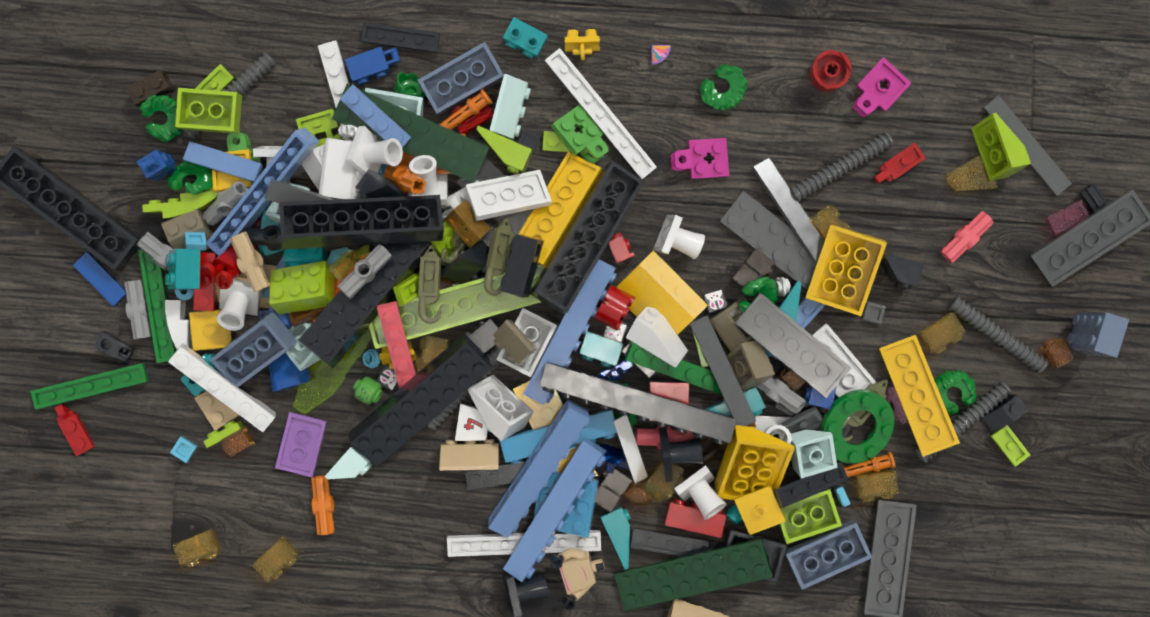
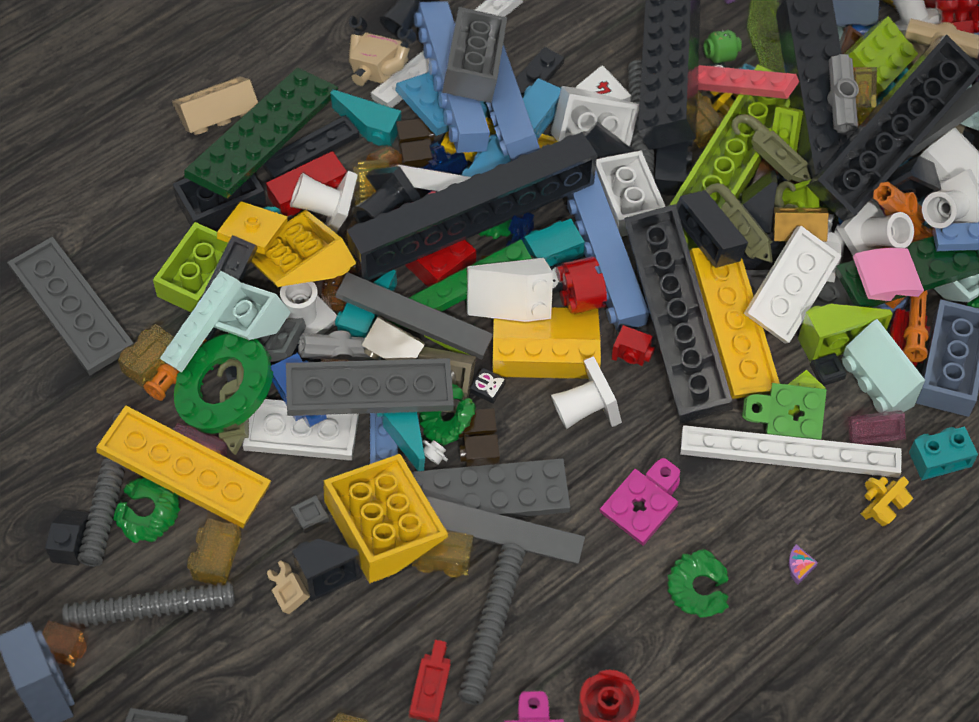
camera: 135 degrees right, 30 degrees down
(458, 146) = (888, 273): none -> bright pink slope
(470, 455) = (575, 58): tan slope -> none
(508, 382) = (605, 142): none -> black plate
(514, 342) = (642, 169): dark tan slope -> none
(539, 501) = (475, 55): none -> dark grey brick
(543, 83) = (877, 427): none -> clear pink plate
(827, 554) = (140, 253): sand blue brick -> none
(840, 472) = (201, 321): none -> light aqua plate
(841, 495) = (174, 316): medium azure tile -> none
(926, 279) = (289, 590): none -> tan plate
(966, 237) = (280, 674): coral piece -> none
(1010, 445) = (31, 509): lime plate -> none

